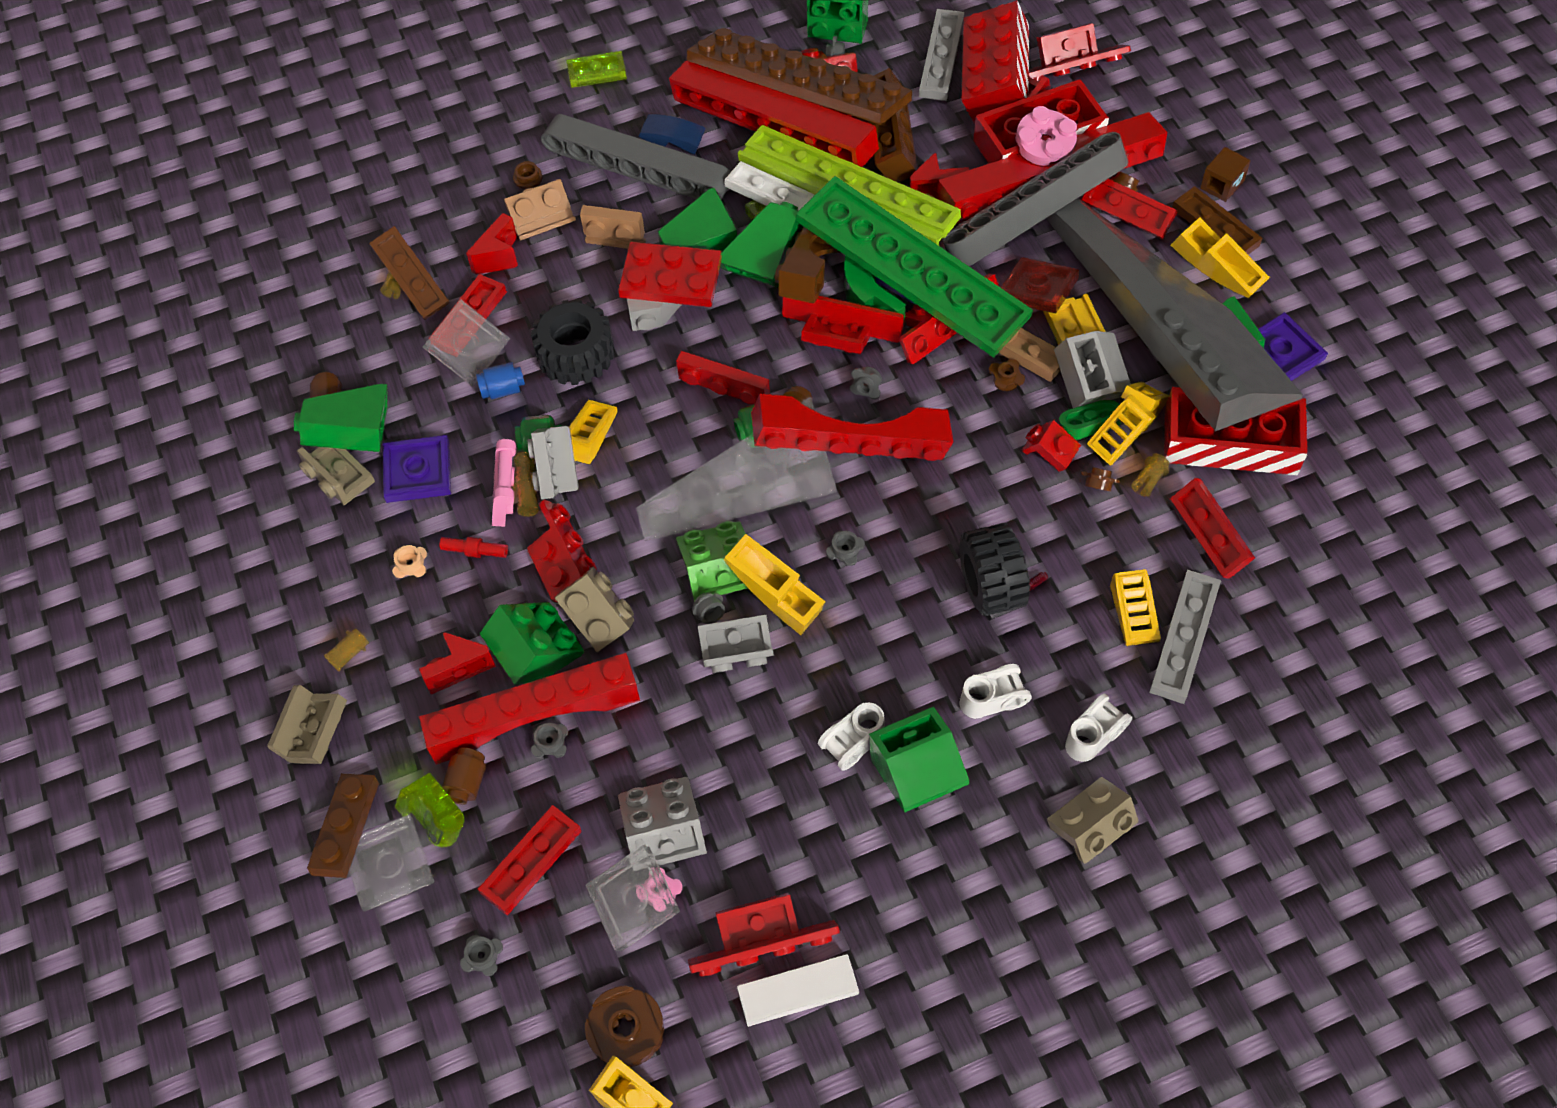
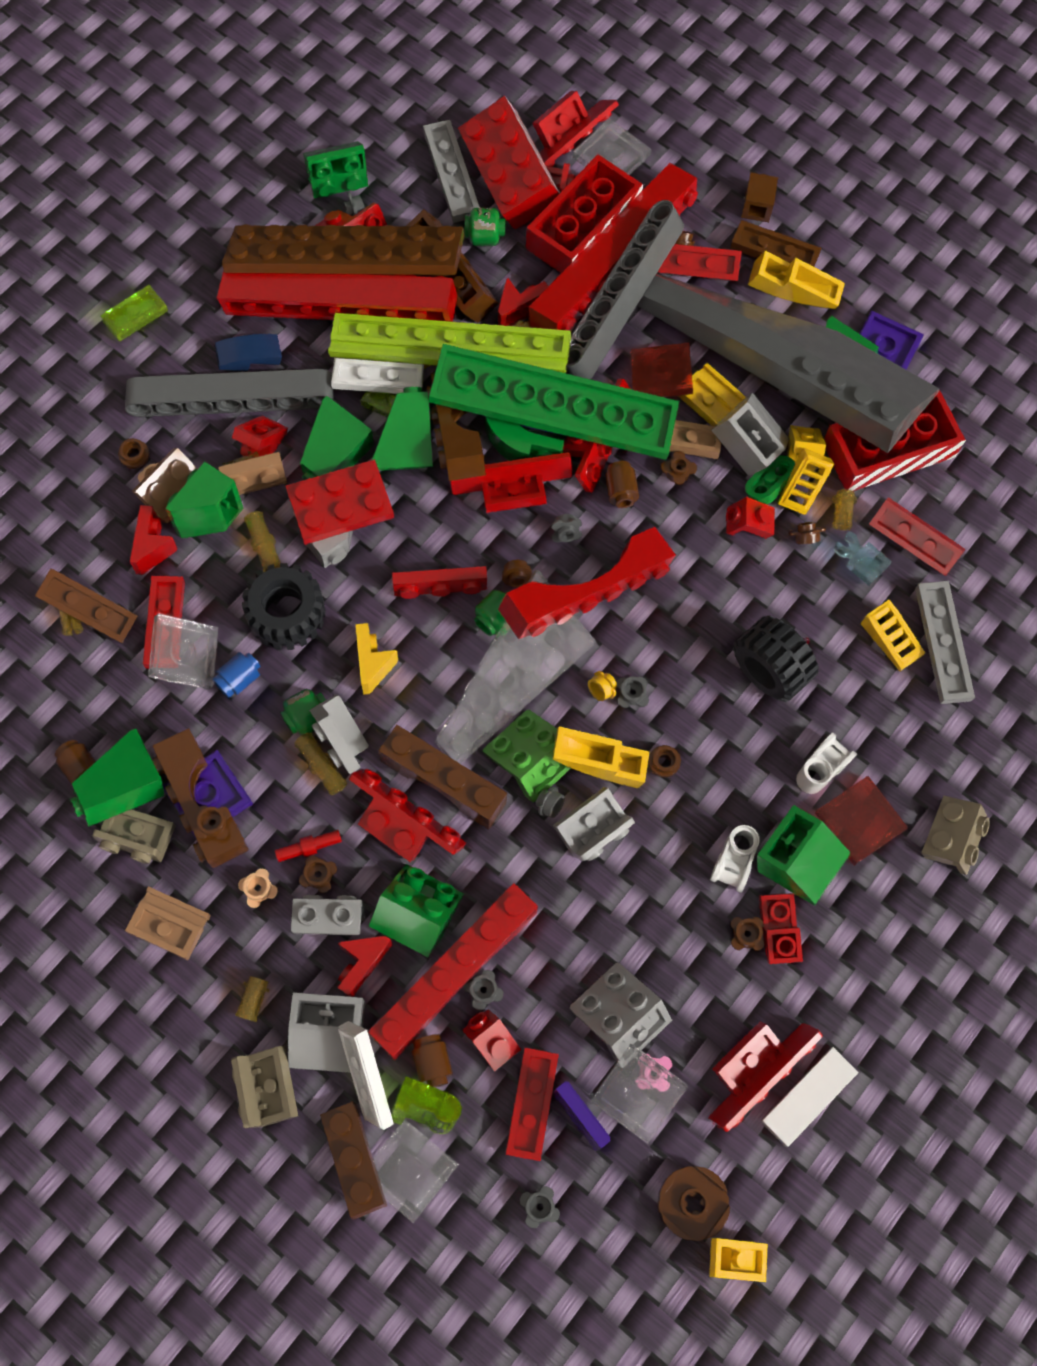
camera: 35 degrees left, 10 degrees up
(317, 555) = (168, 923): none -> medium nougat plate
(387, 703) = (314, 1032): none -> light grey slope
(392, 472) = (205, 815): none -> reddish brown plate
(393, 751) = (365, 1075): none -> white tile
(406, 428) = (183, 763): none -> reddish brown arch
(449, 606) = (327, 916): none -> light grey bracket
(465, 566) = (315, 865): none -> reddish brown plate
(503, 480) = (304, 775): bright pink plate -> none
(528, 785) = (491, 1039): none -> bracket
(555, 232) = (205, 503): none -> green slope
(562, 886) = (581, 1116): none -> dark purple tile
(587, 448) = (352, 700): yellow slope -> none
(590, 283) = (263, 541): none -> clear yellow pin
(596, 609) = (460, 853): dark tan bracket -> none
(622, 420) = (372, 664): none -> yellow slope
(628, 544) = (463, 787): none -> reddish brown arch
(640, 199) = (259, 435): none -> red slope
(819, 529) = (602, 686): none -> yellow plate
(822, 800) = (754, 926): none -> reddish brown plate
(835, 612) = (664, 752): none -> reddish brown plate
(862, 821) = (780, 928): none -> red slope
(942, 107) = (484, 226): none -> green head
(942, 366) = (621, 484): none -> reddish brown brick
(1003, 761) = (862, 819): none -> clear red tile
(1050, 123) = (606, 211): bright pink plate -> none
(1100, 724) = (919, 751): white piece -> none
(1109, 87) = (614, 145): none -> clear tile
(1144, 529) = (864, 561): none -> clear light blue plate

